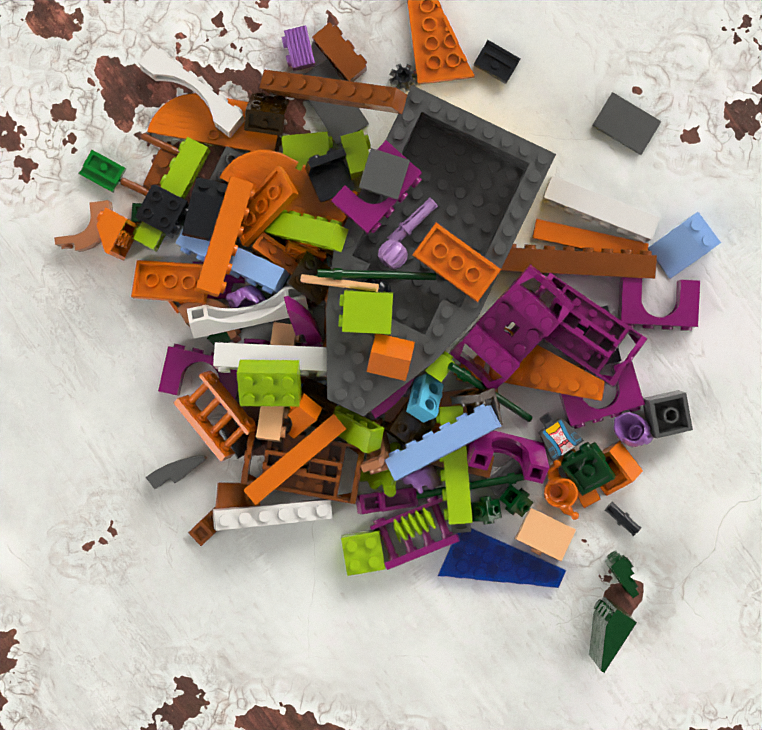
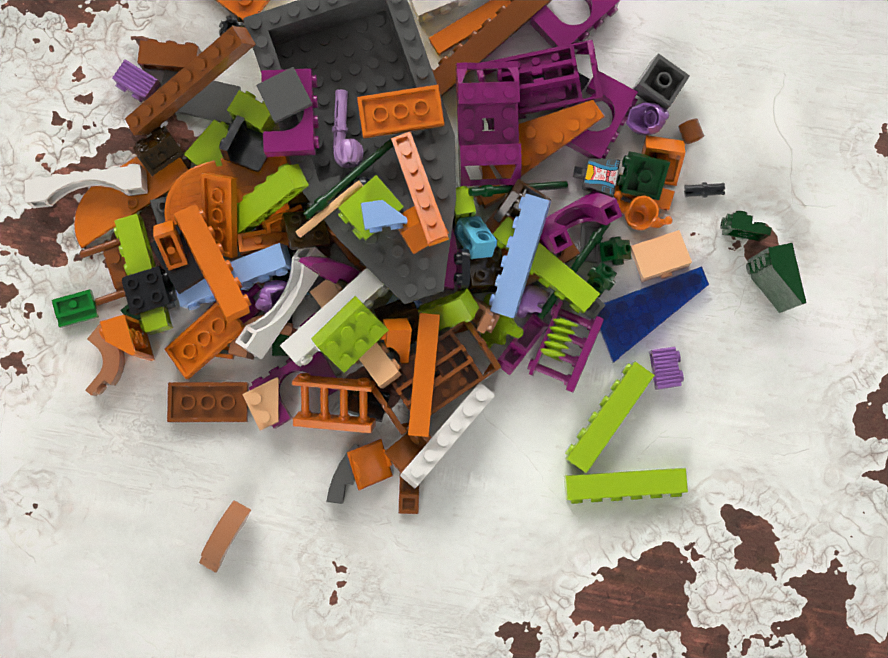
camera: 45 degrees left, 5 degrees down
(54, 431) = (223, 535): none -> nougat arch
(131, 327) = (207, 402): none -> dark orange plate
(167, 368) = (264, 403): none -> light nougat wing
(200, 480) = (369, 464): none -> orange piece
(208, 194) = (170, 244): none -> orange slope
(362, 666) = (624, 484): none -> lime brick
(363, 552) = (542, 398): lime brick -> none
(366, 325) = (379, 215): none -> light blue slope
(389, 416) = (462, 273): none -> black plate
(397, 610) = (609, 417): none -> lime brick
(414, 332) = (420, 189): none -> orange tile
(470, 615) = (665, 368): none -> medium lavender brick
(655, 468) = (691, 131): none -> dark orange piece

